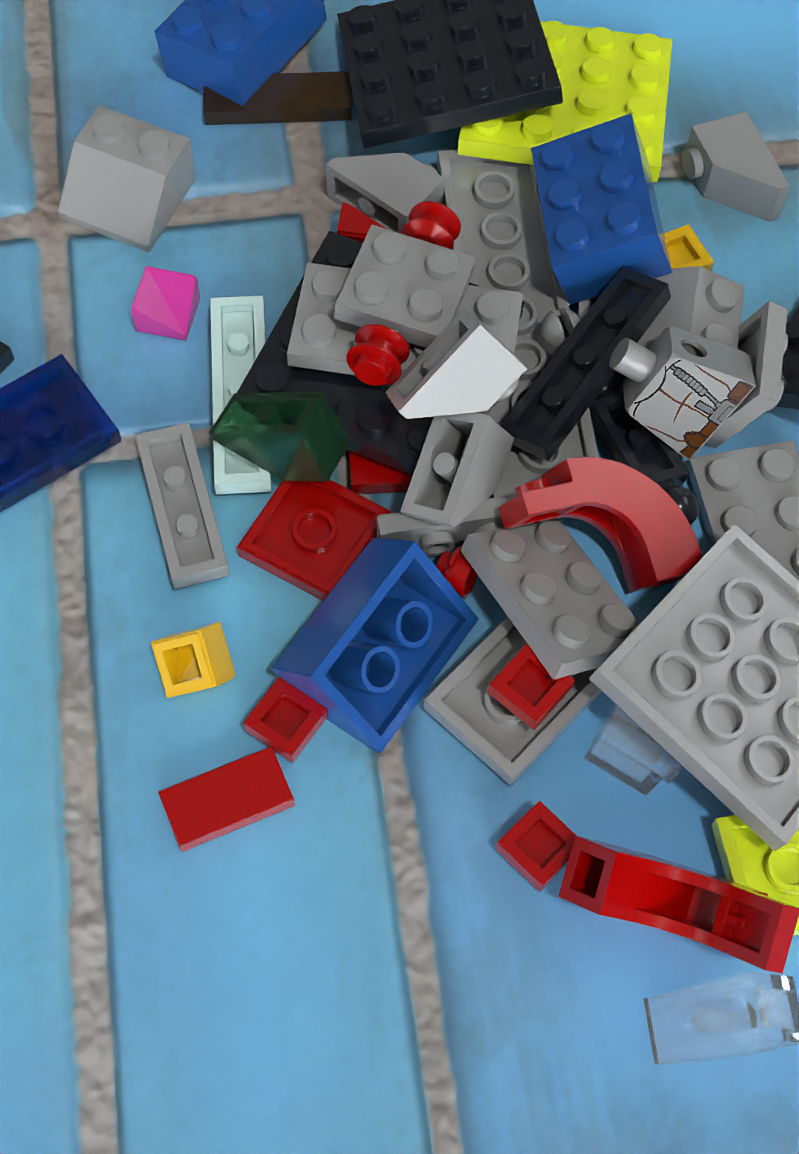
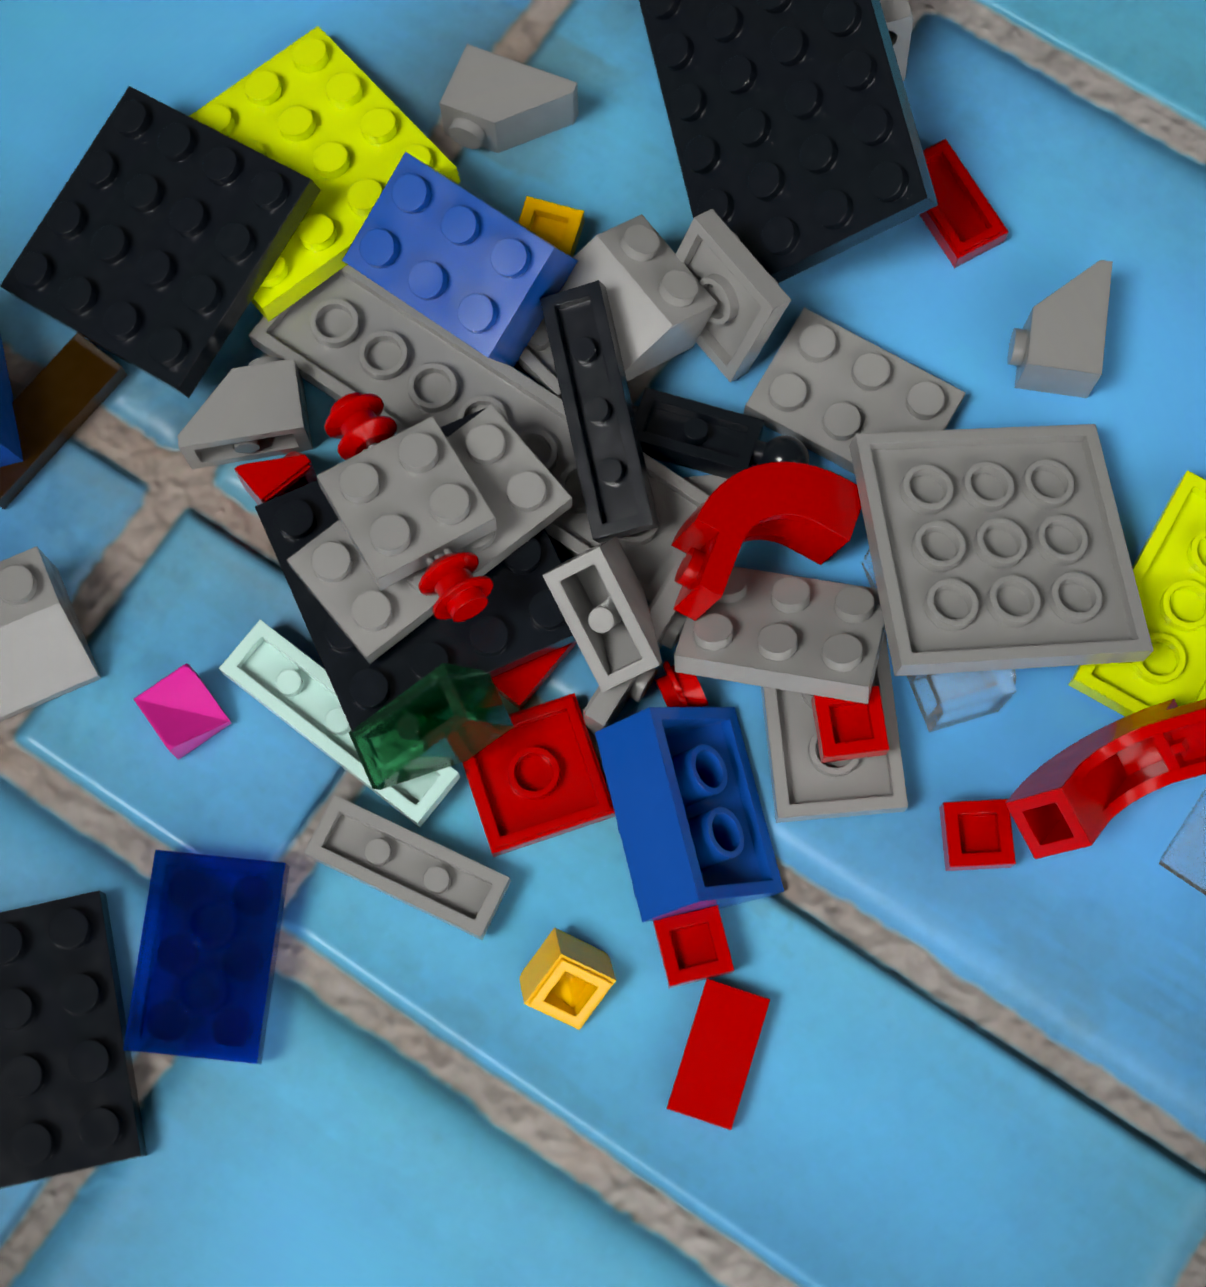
camera: 45 degrees left, 10 degrees up
(457, 373) = (537, 538): slope -> none
(551, 332) = (536, 411): light grey hinge -> none
(682, 385) = (697, 354): light grey torso -> none

